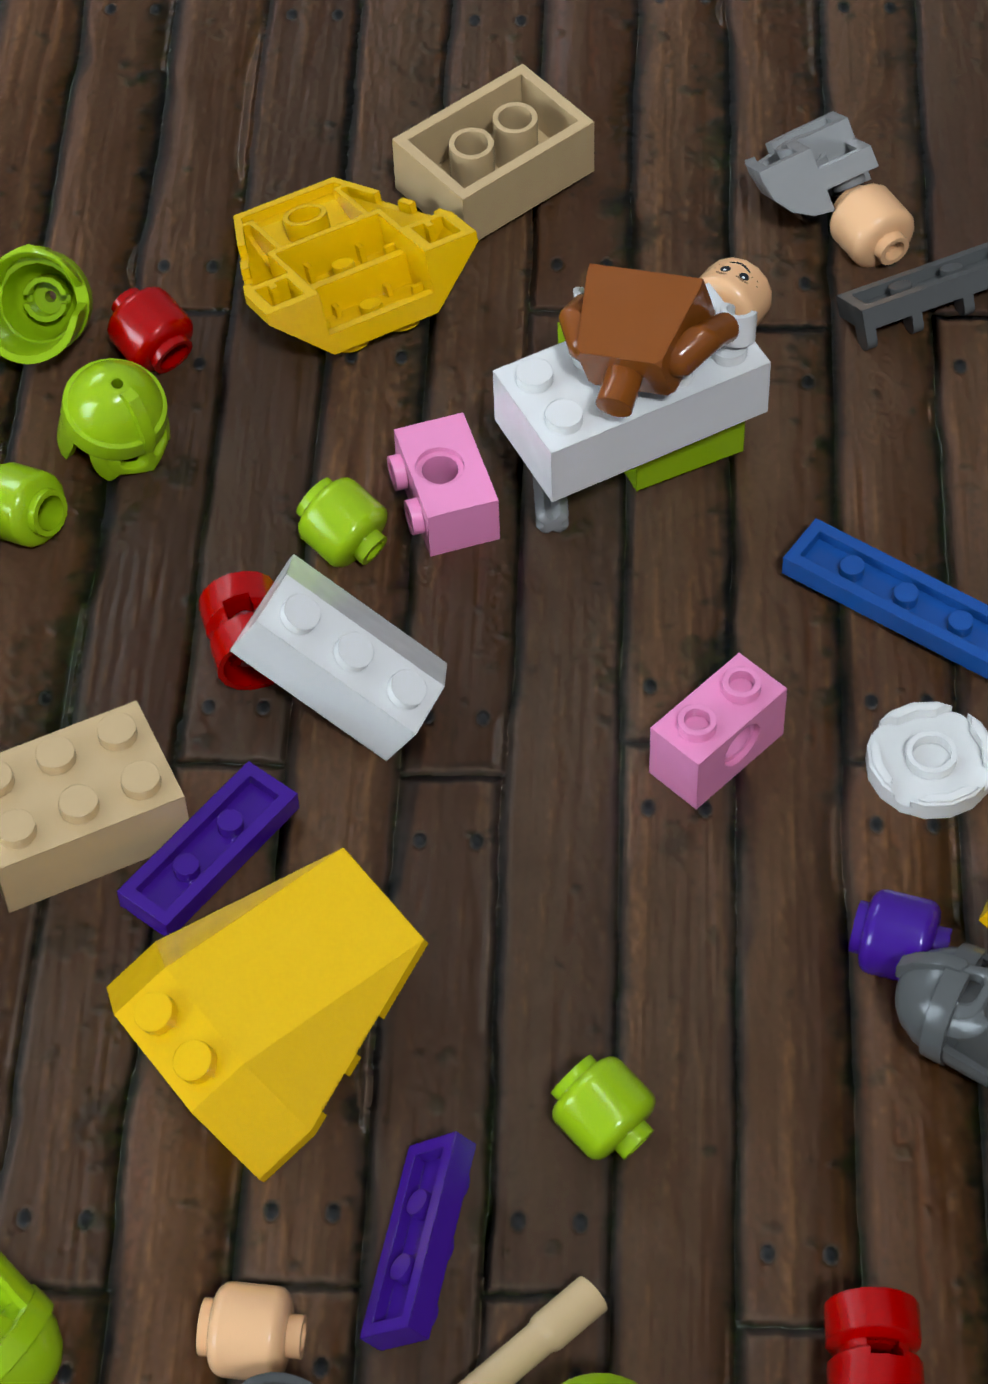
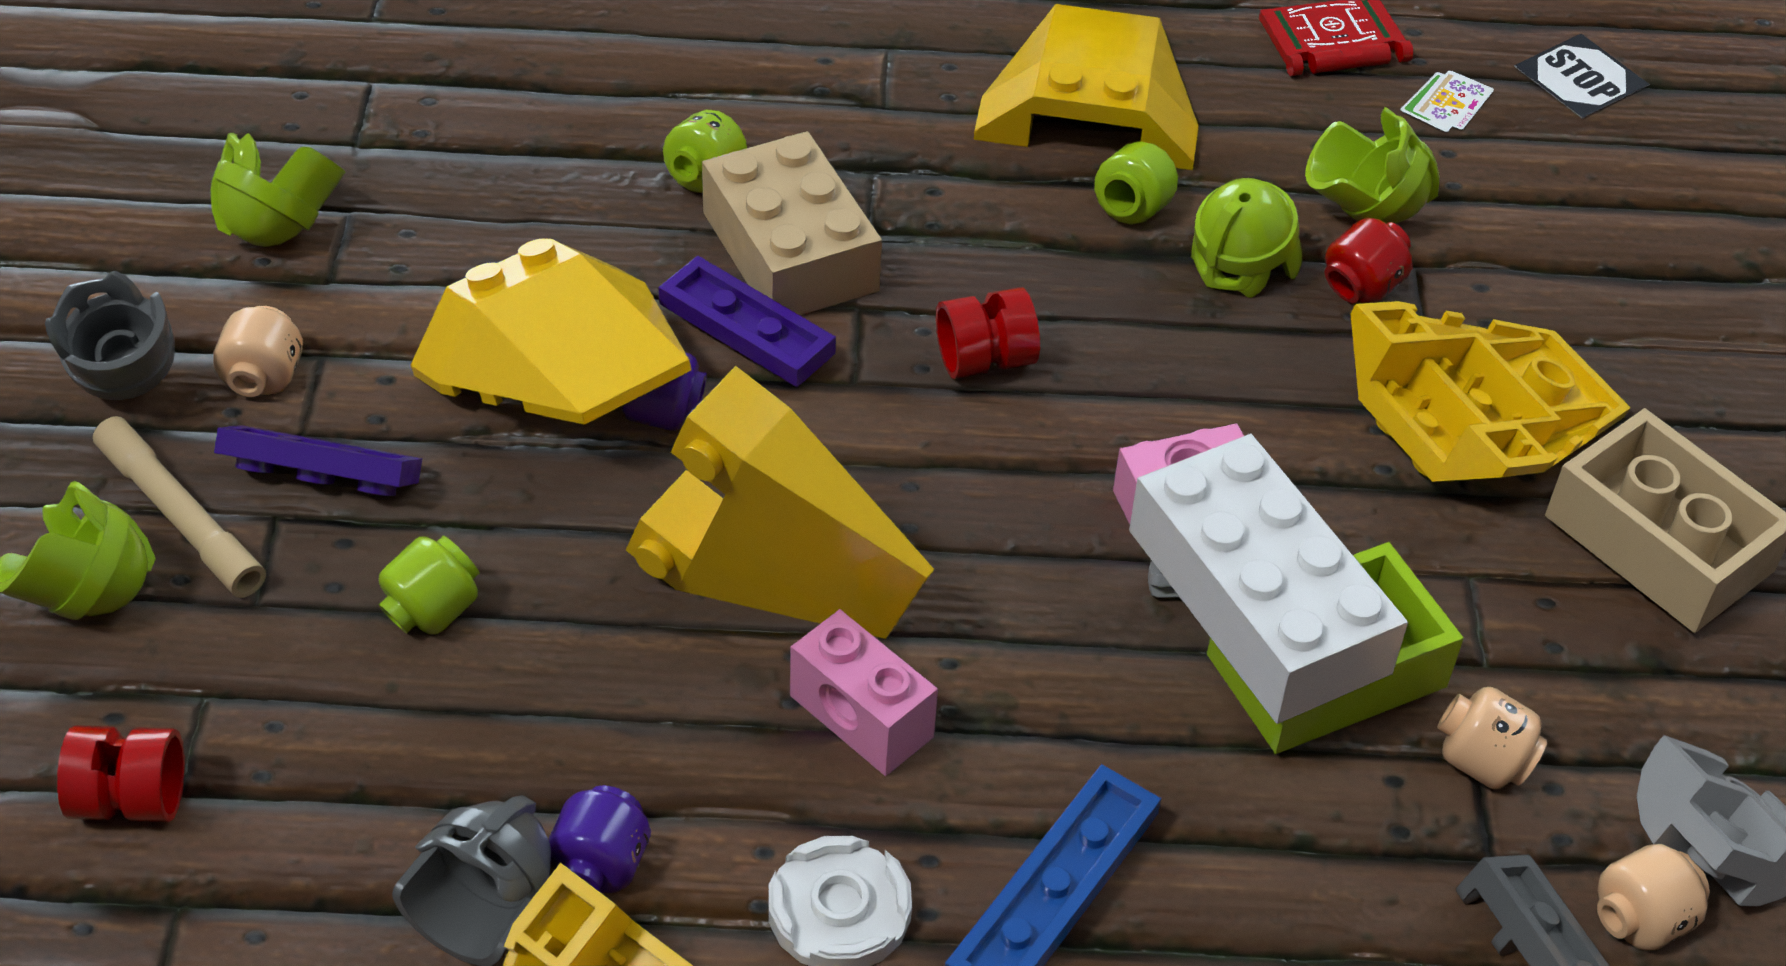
camera: 85 degrees right, 5 degrees down
(342, 522) = (1130, 402): lime head -> none
(342, 659) = (942, 382): white slope -> none
(568, 732) = (791, 524): none -> yellow wedge
(646, 332) = (1273, 521): dark orange torso -> none

